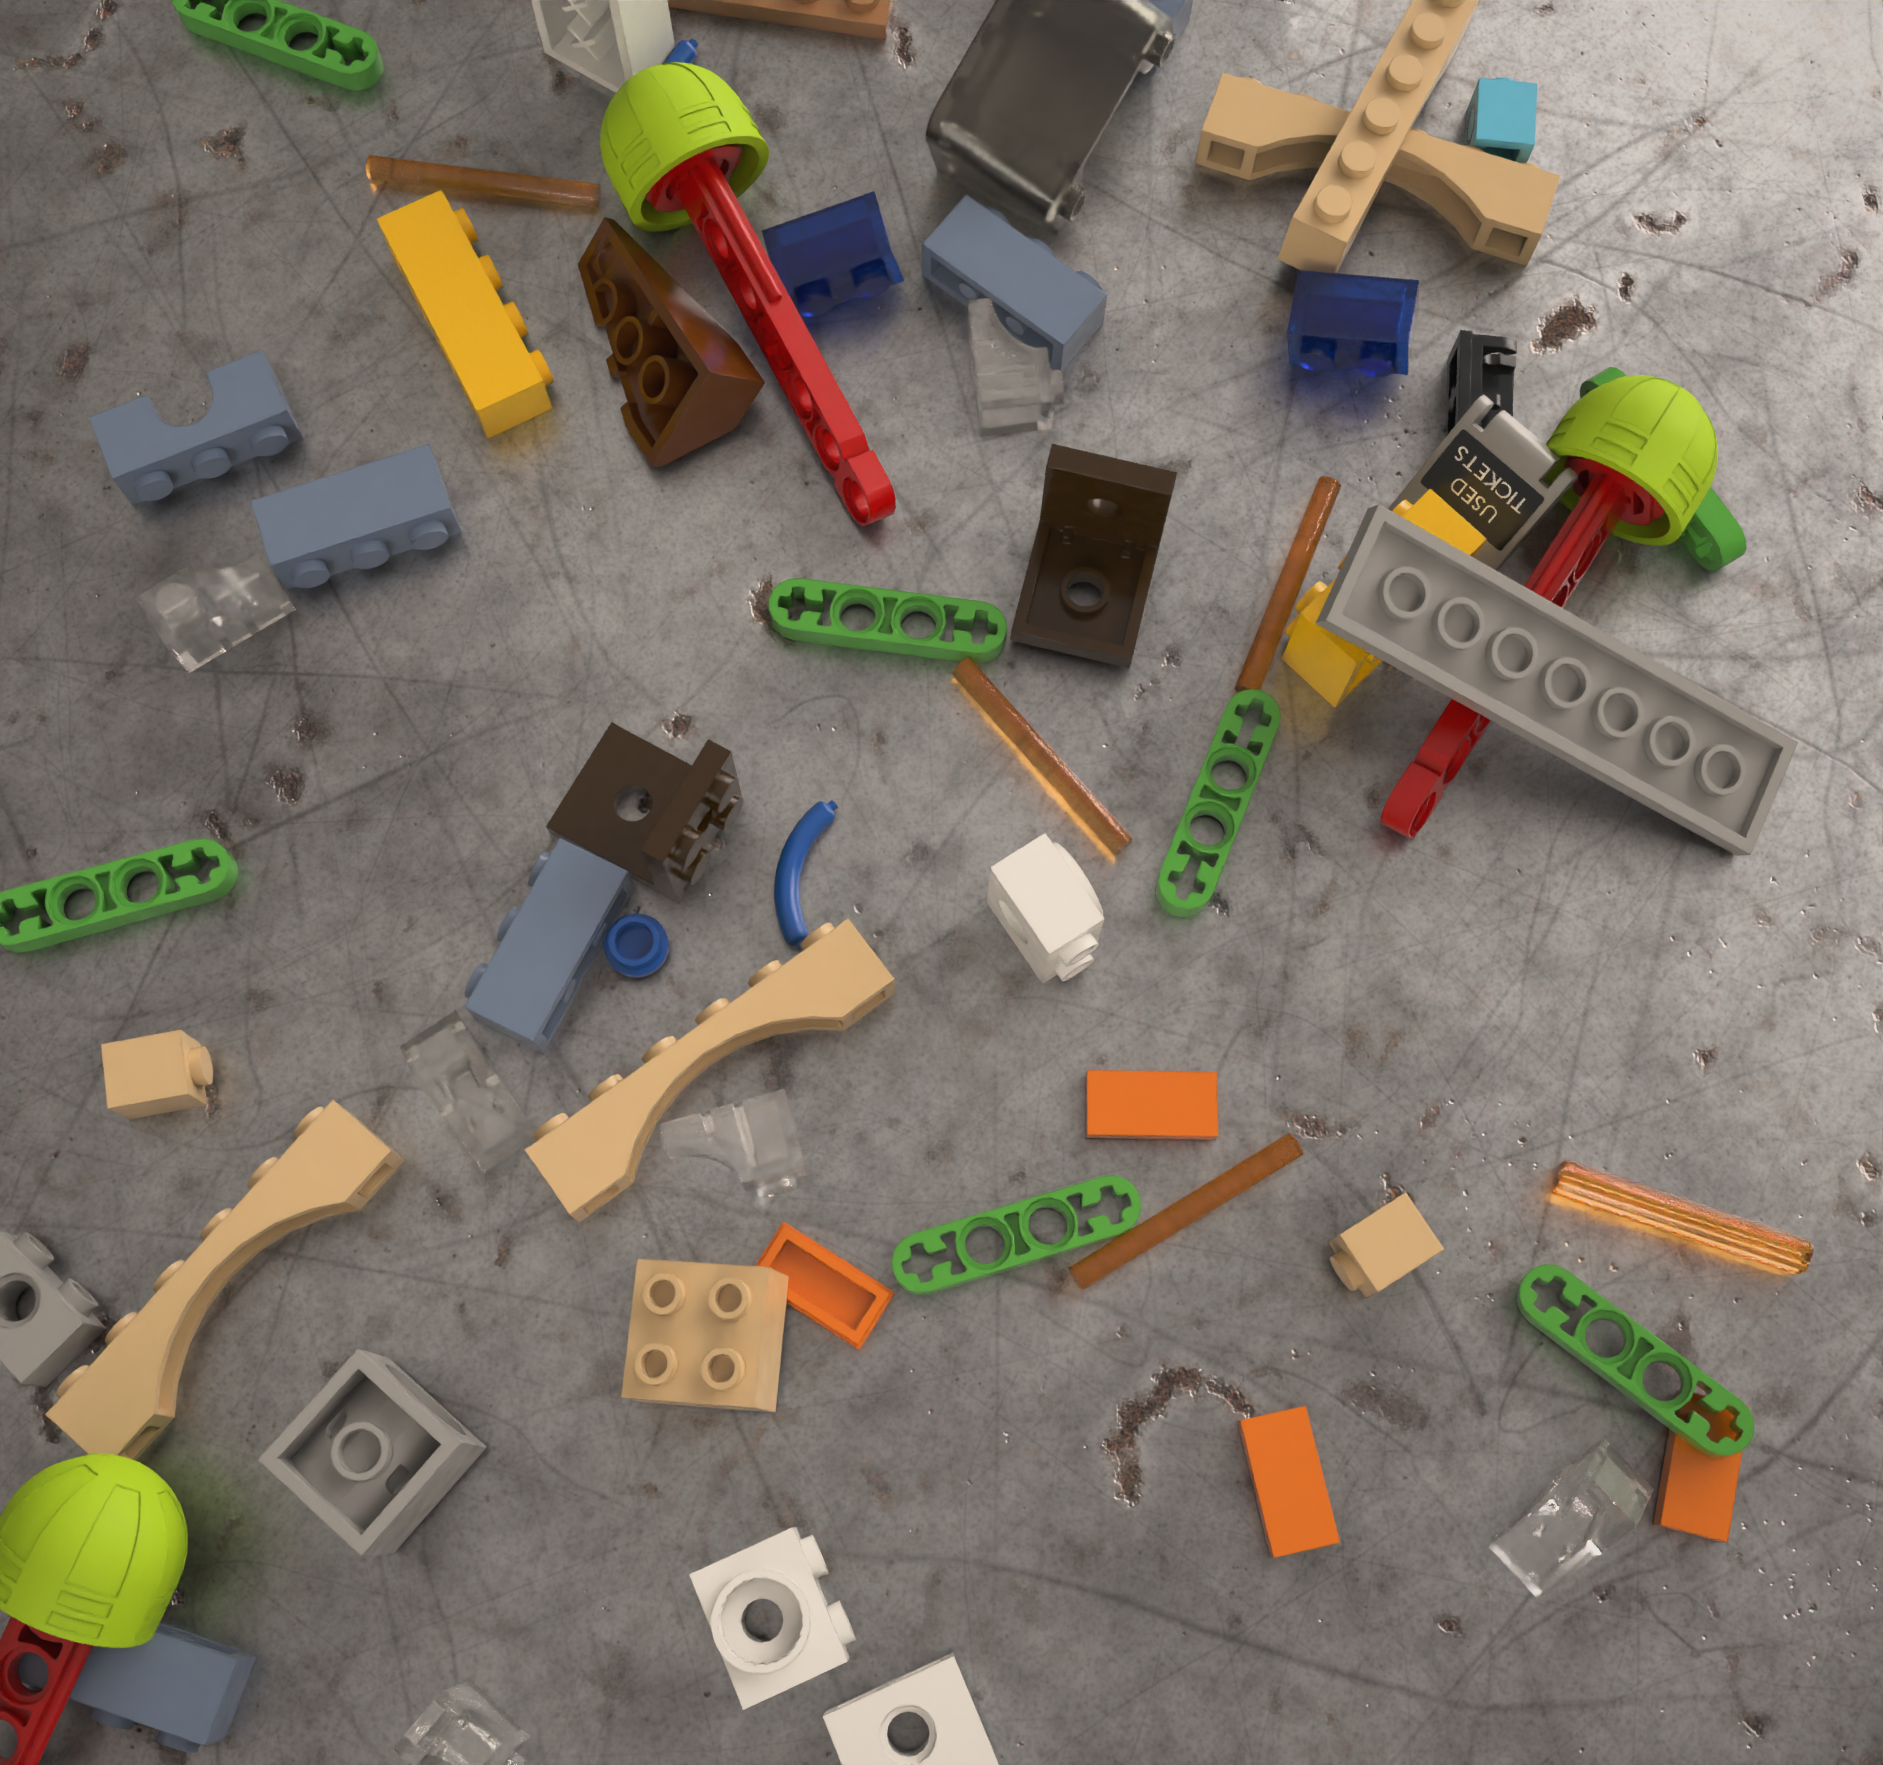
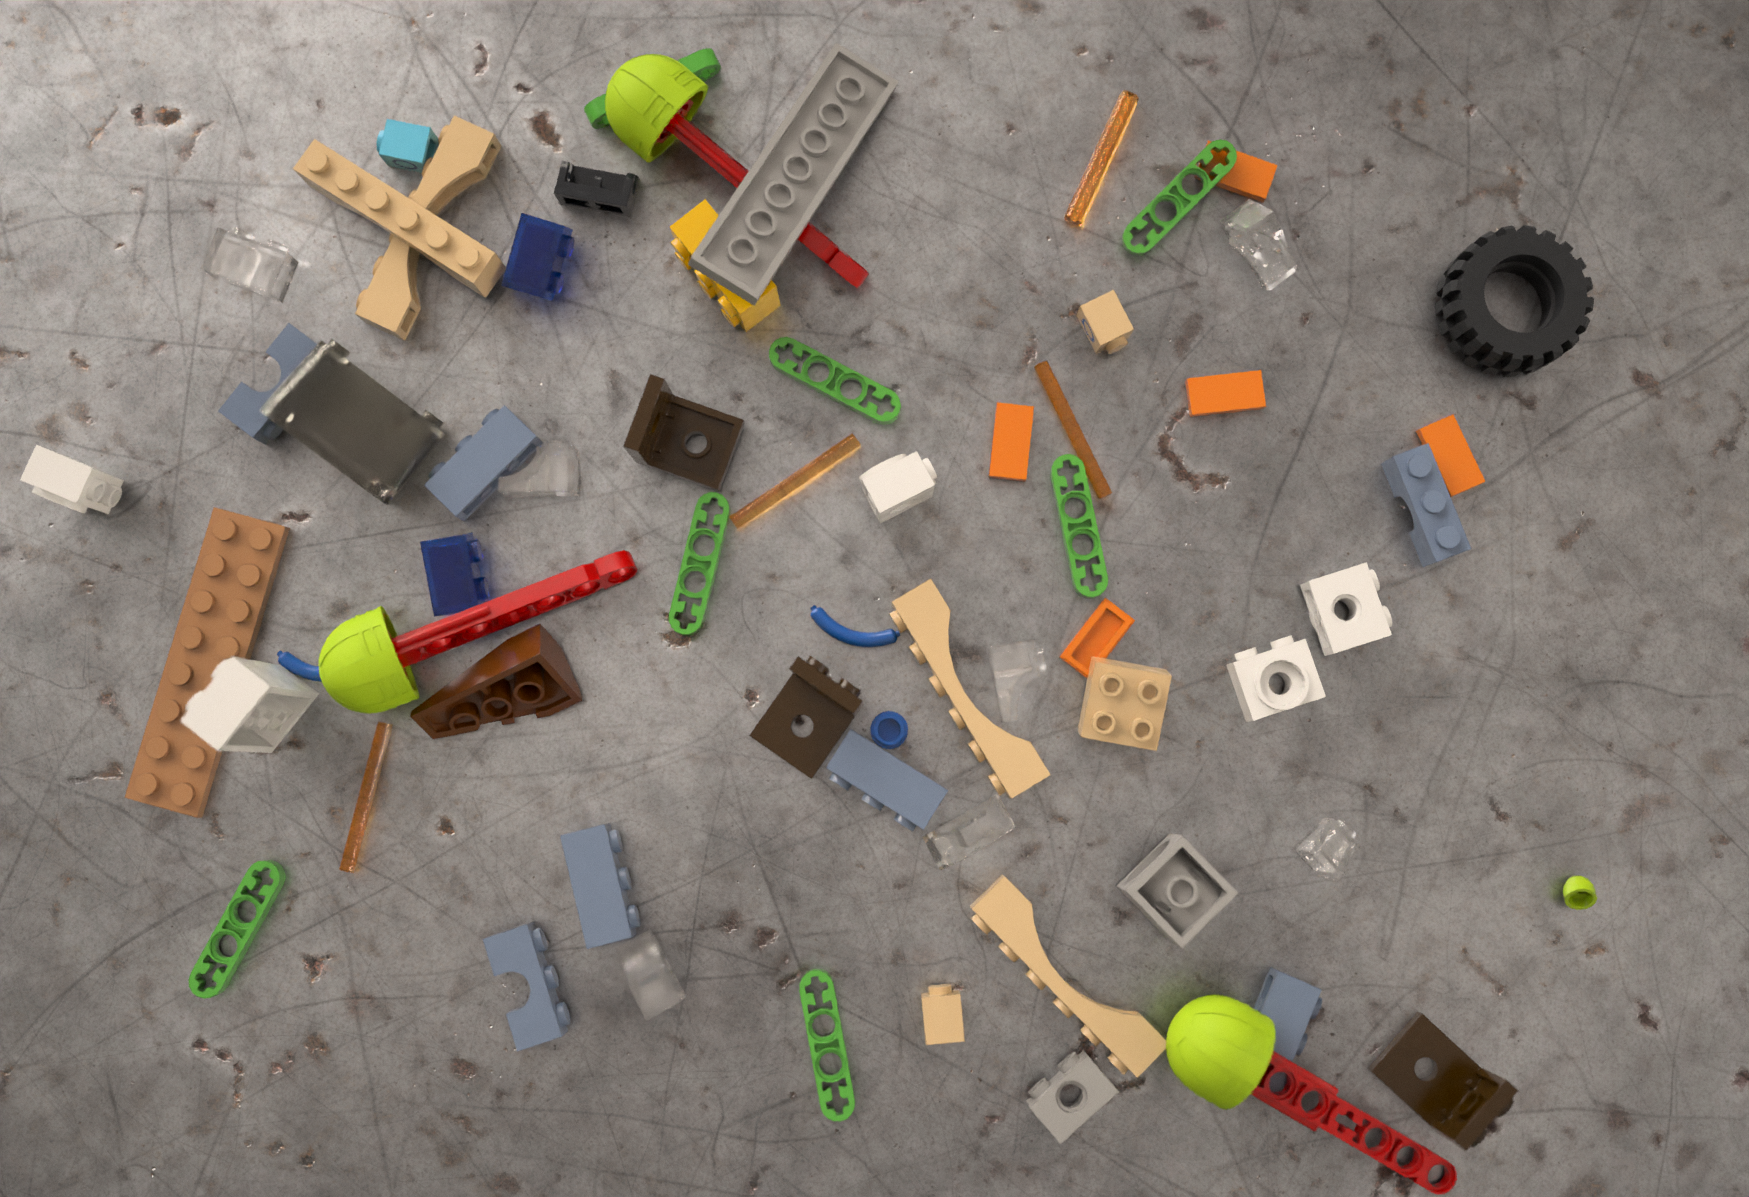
camera: 80 degrees left, 10 degrees up
(466, 313) = (463, 811): yellow brick -> none
(1288, 584) = (701, 321): clear orange bar -> none
(1492, 480) = (659, 194): container -> none

